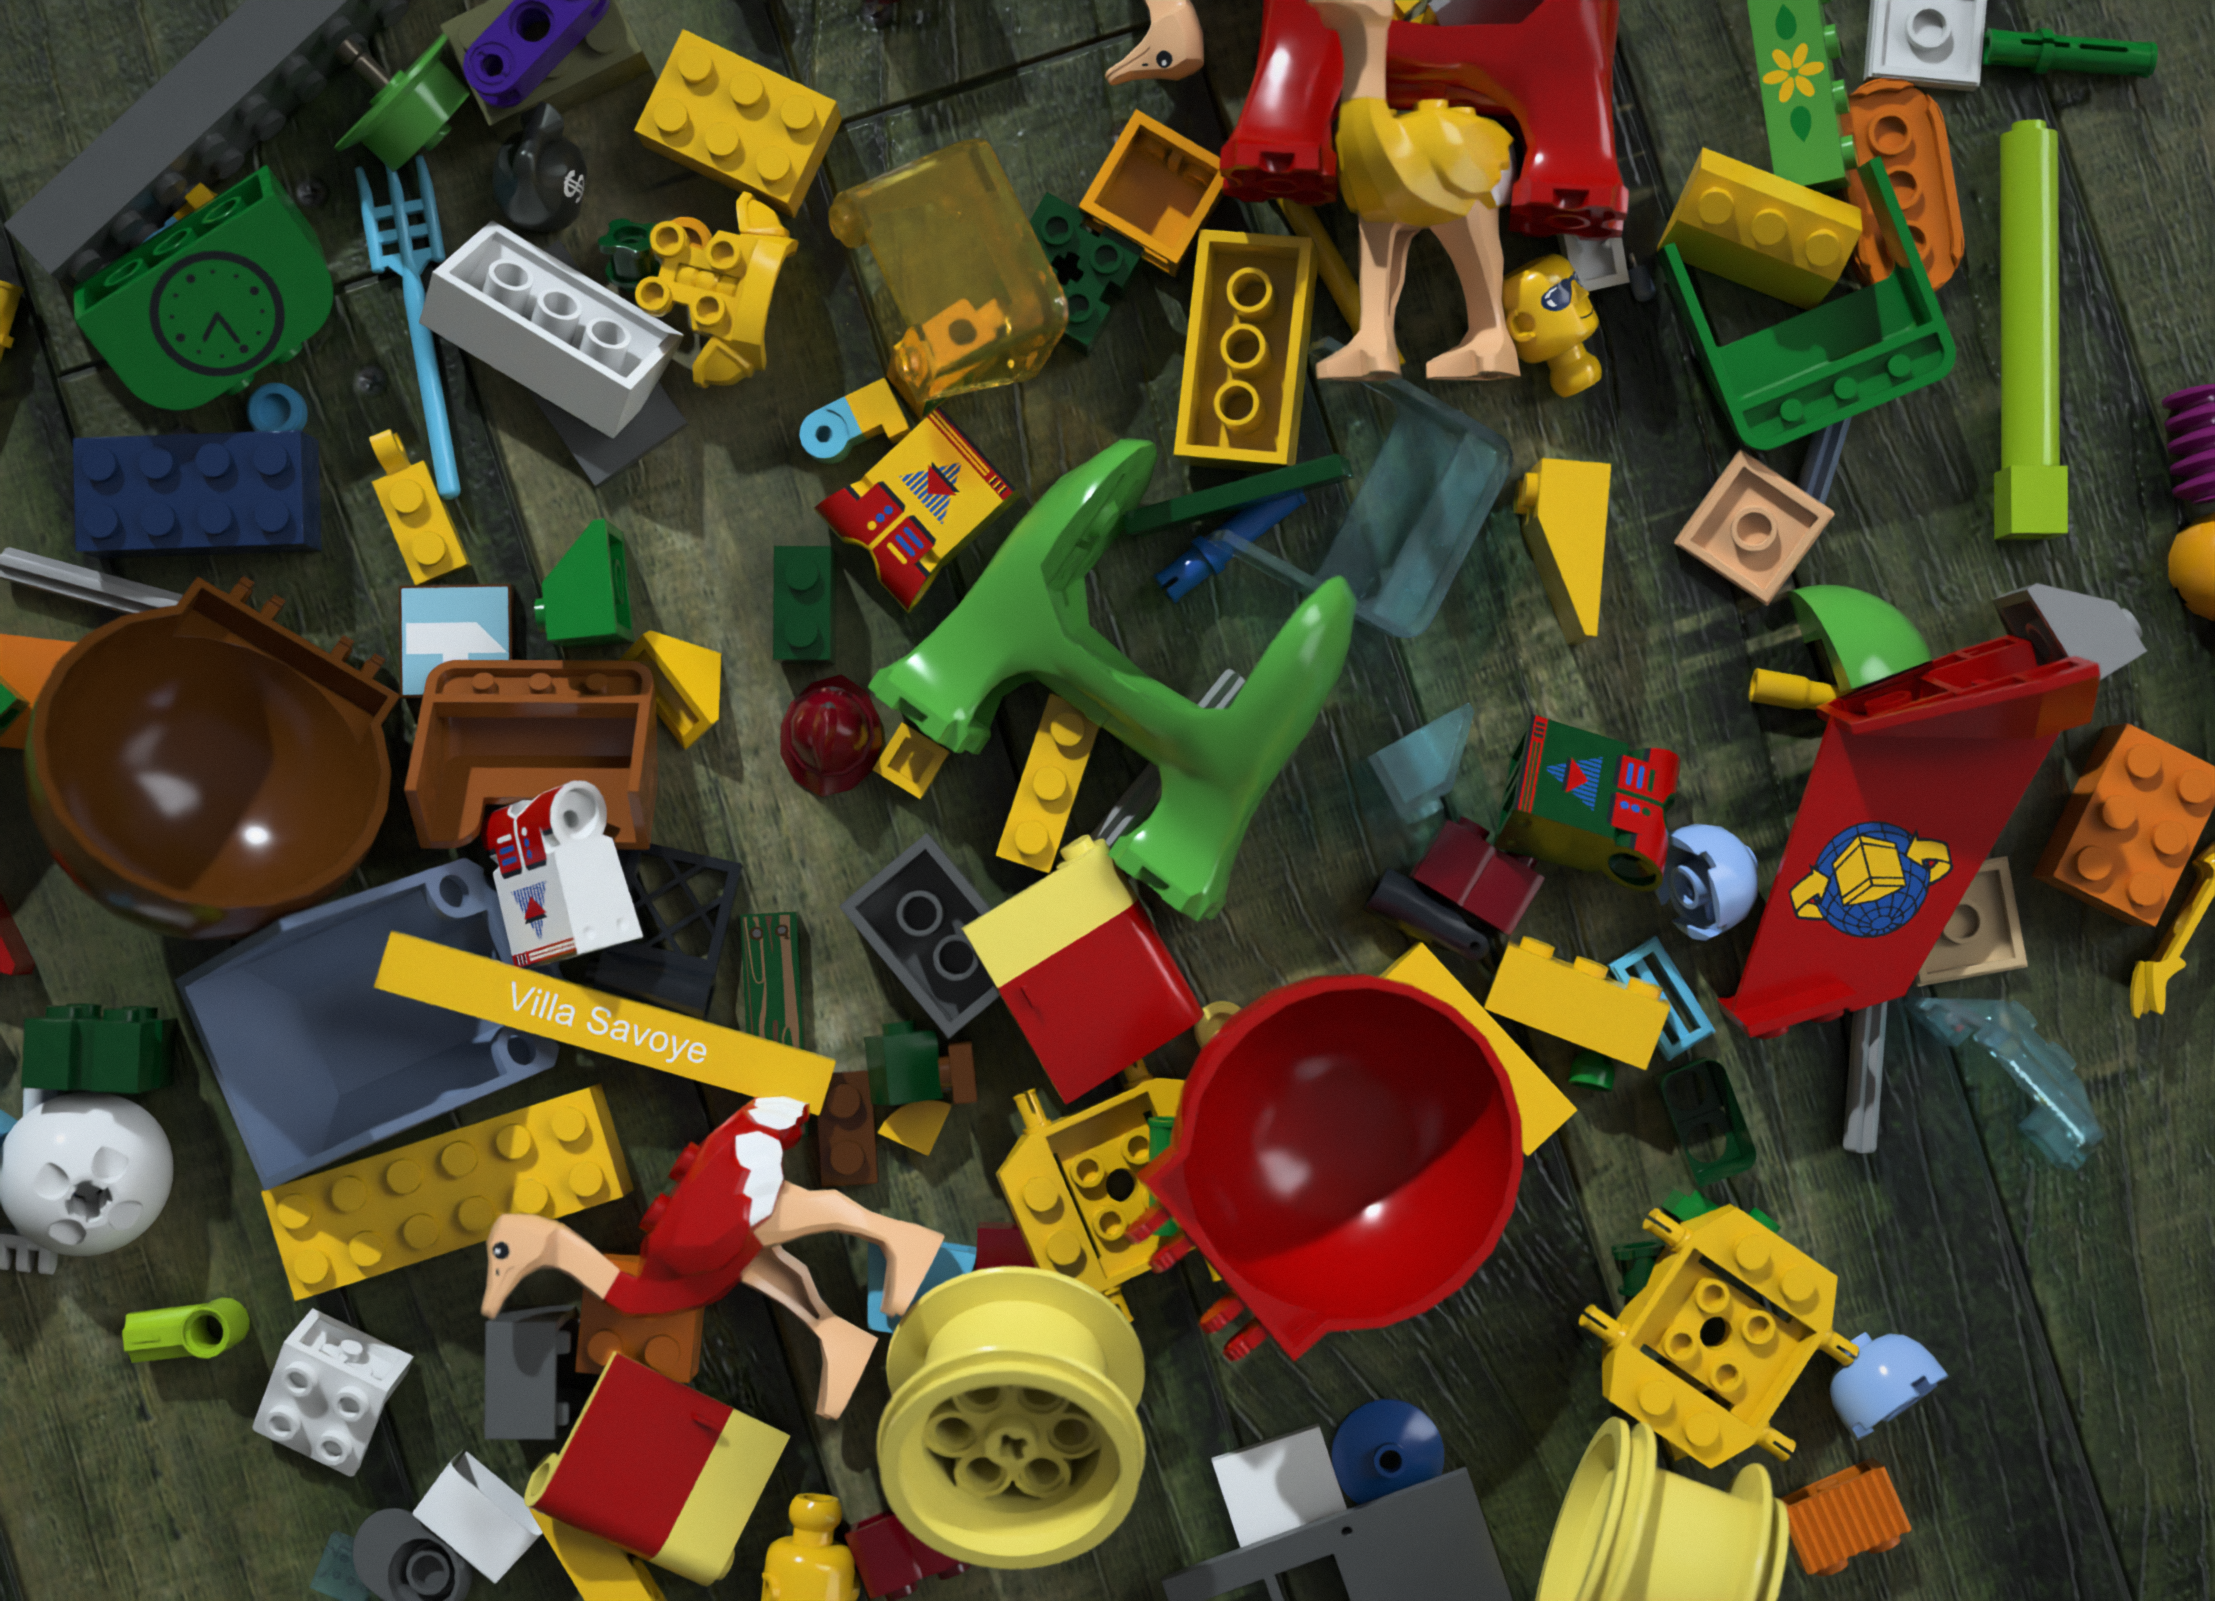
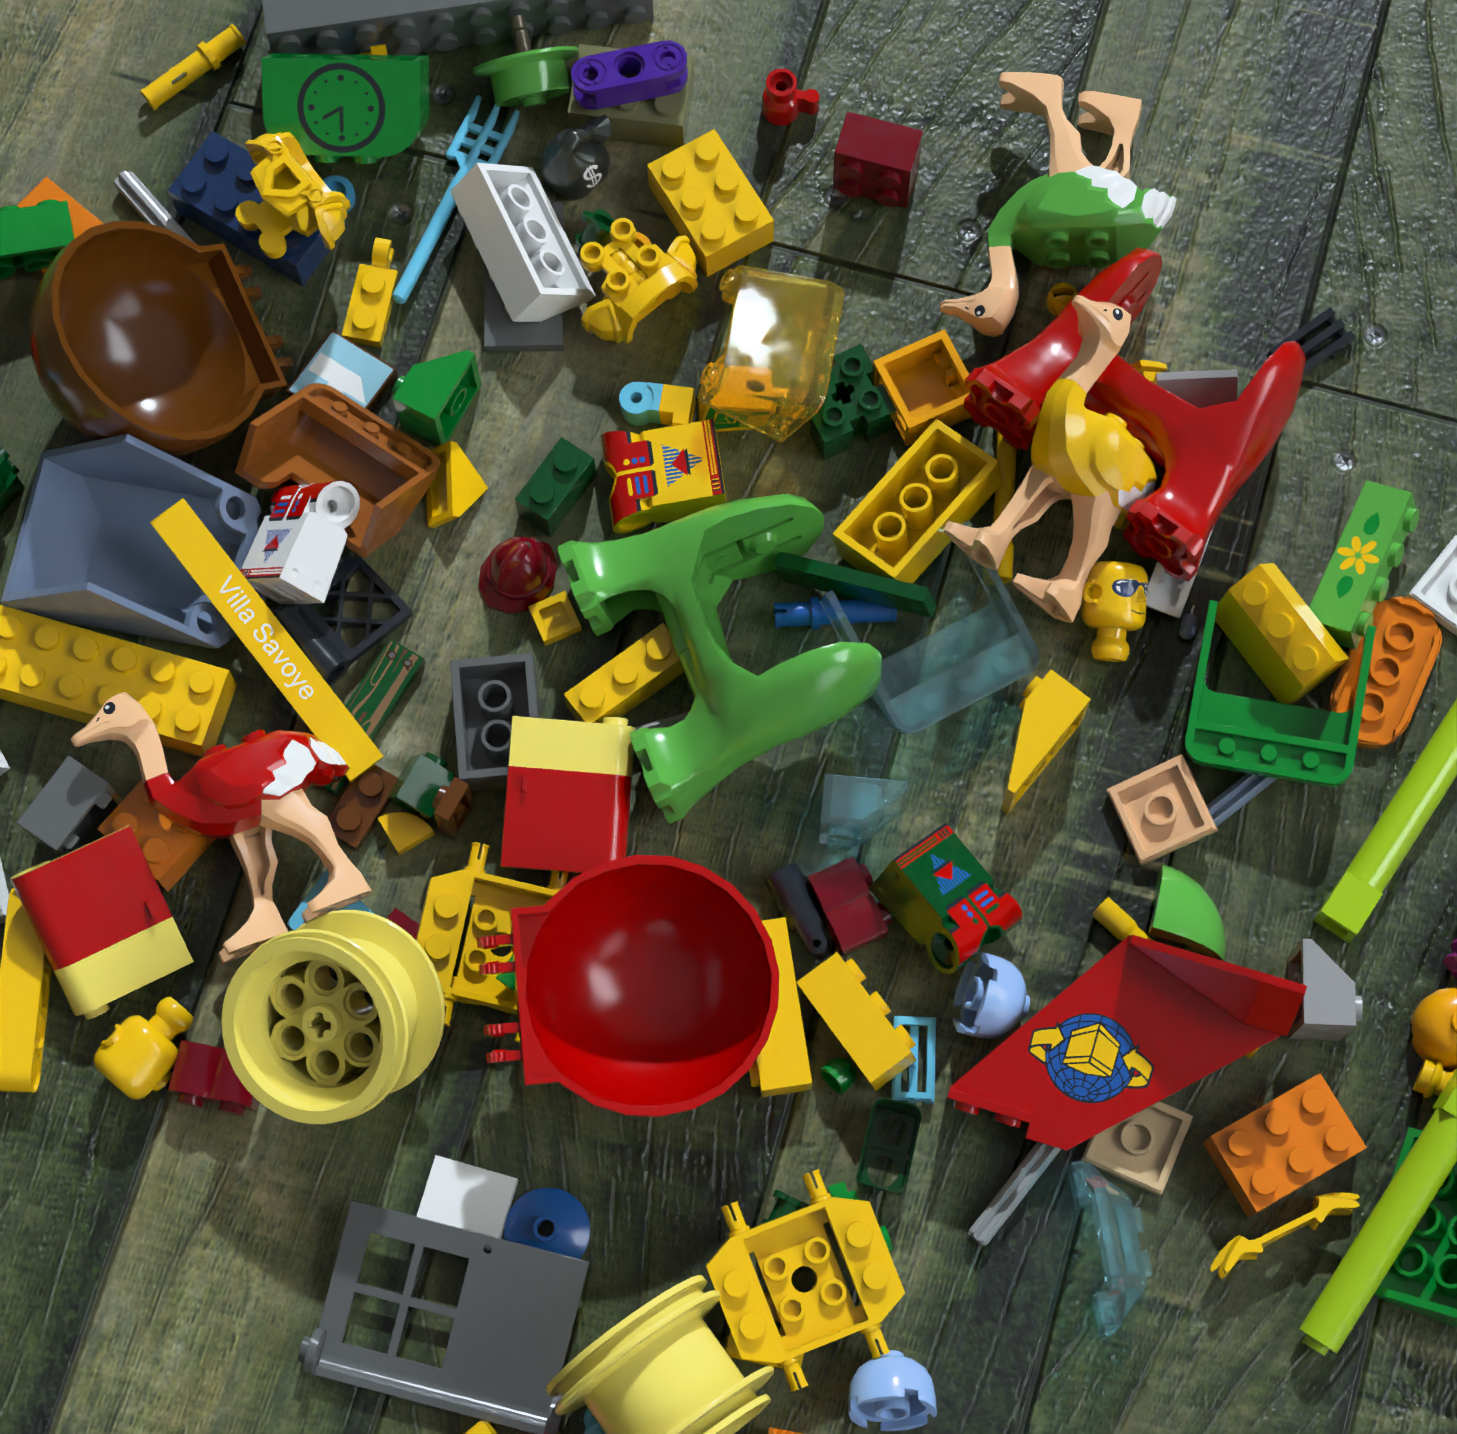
camera: 40 degrees right, 15 degrees down
(237, 467) = (291, 196): none -> yellow piece

